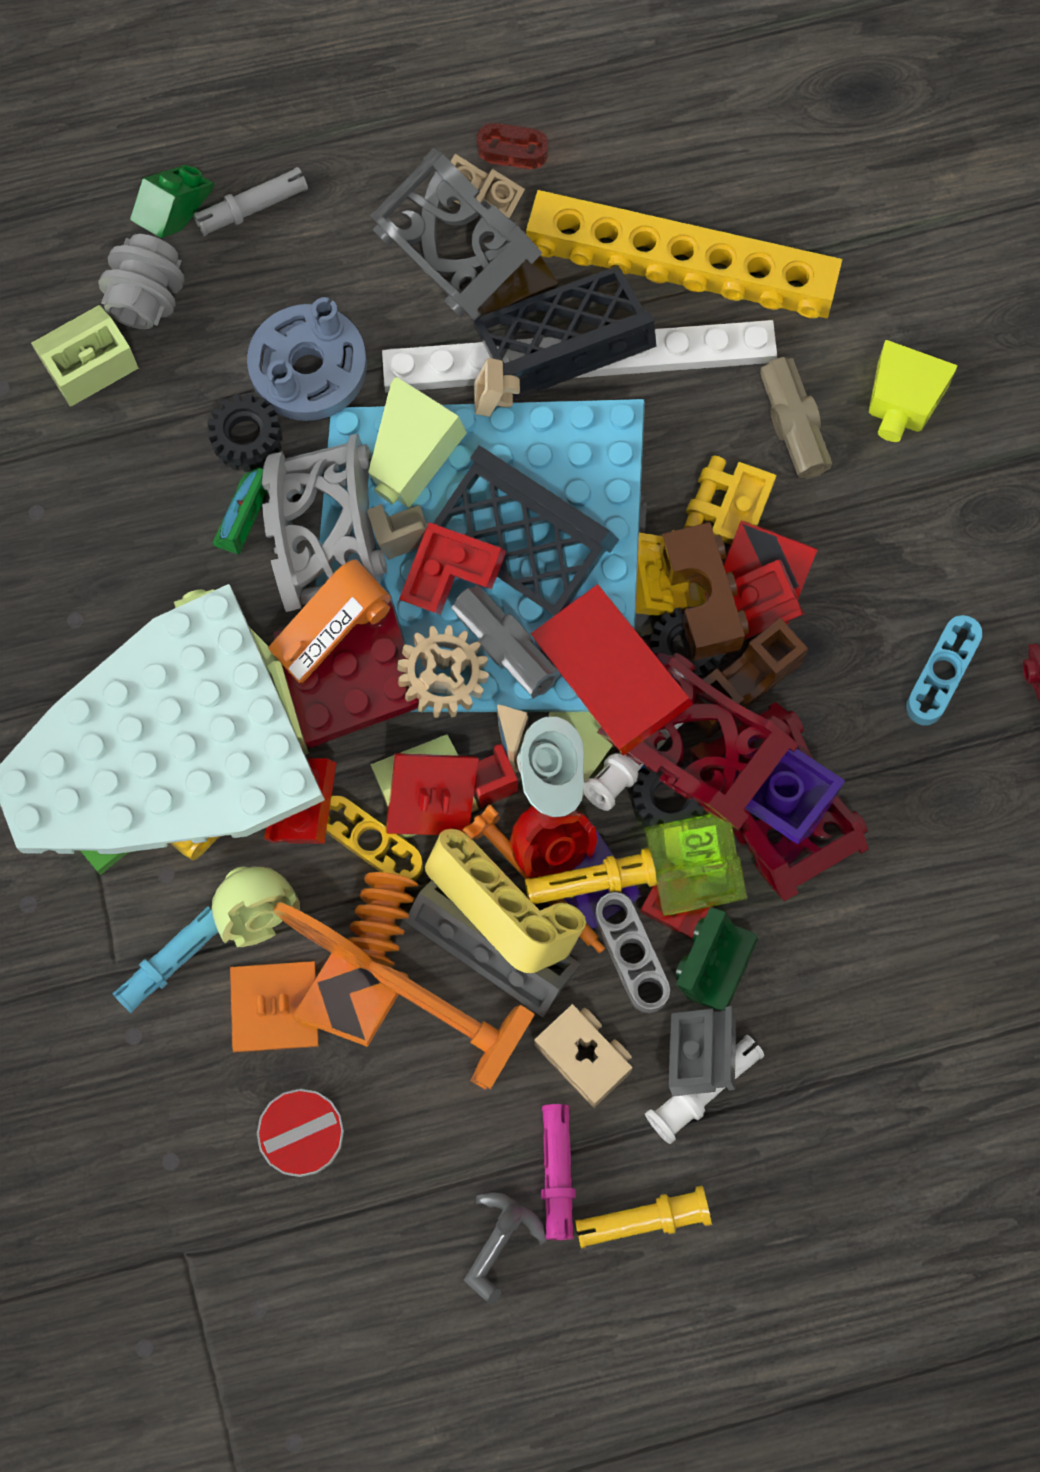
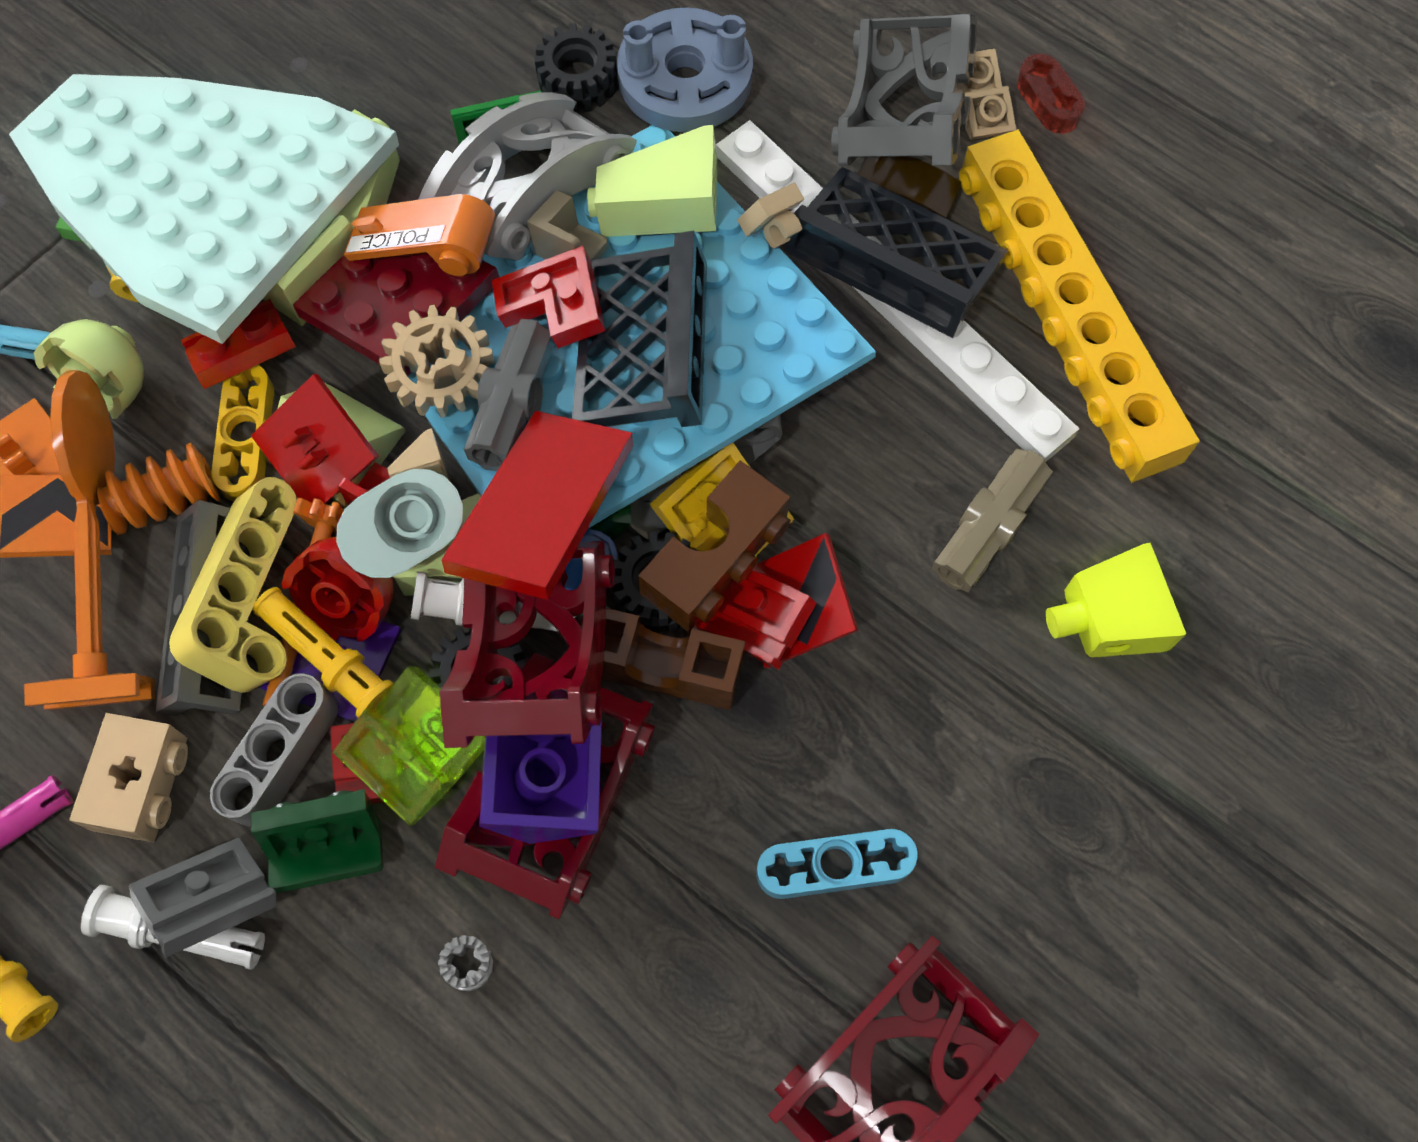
camera: 50 degrees right, 5 degrees down
(744, 498) = (857, 531): yellow plate -> none
(850, 913) = (458, 948): none -> light grey bush

